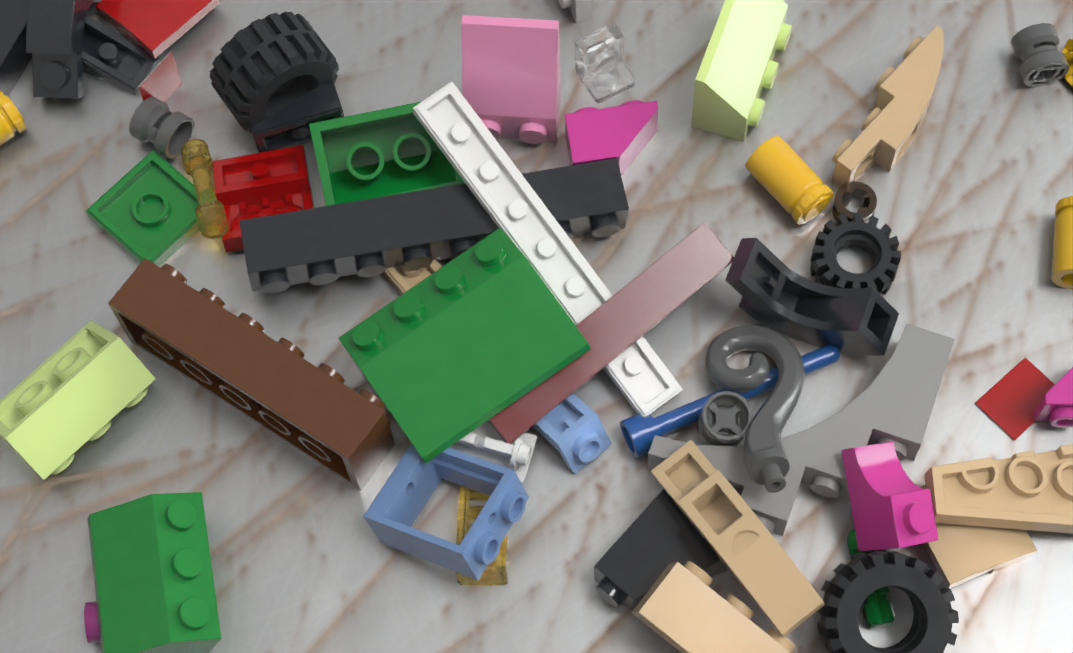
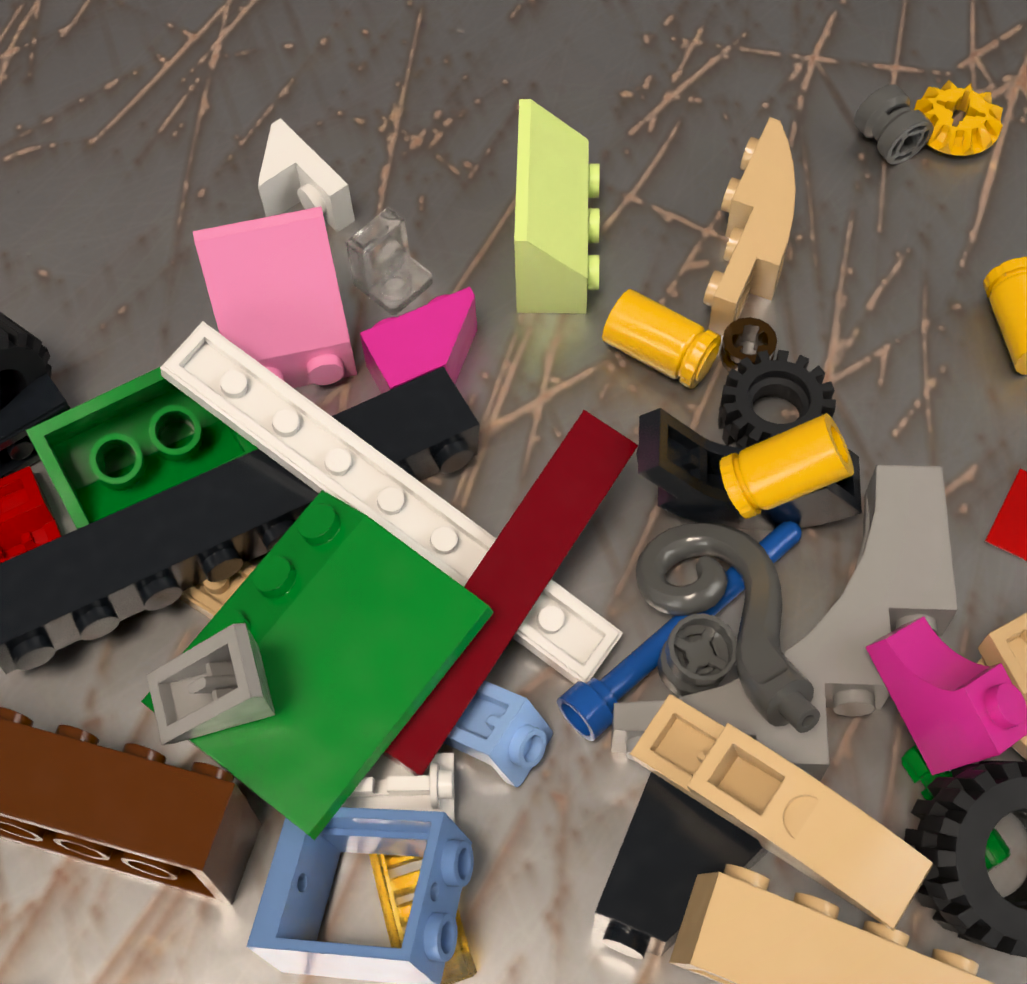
camera: 20 degrees left, 5 degrees down
(386, 343) = (211, 687): none -> light grey slope
(832, 306) = (786, 466): none -> yellow piece

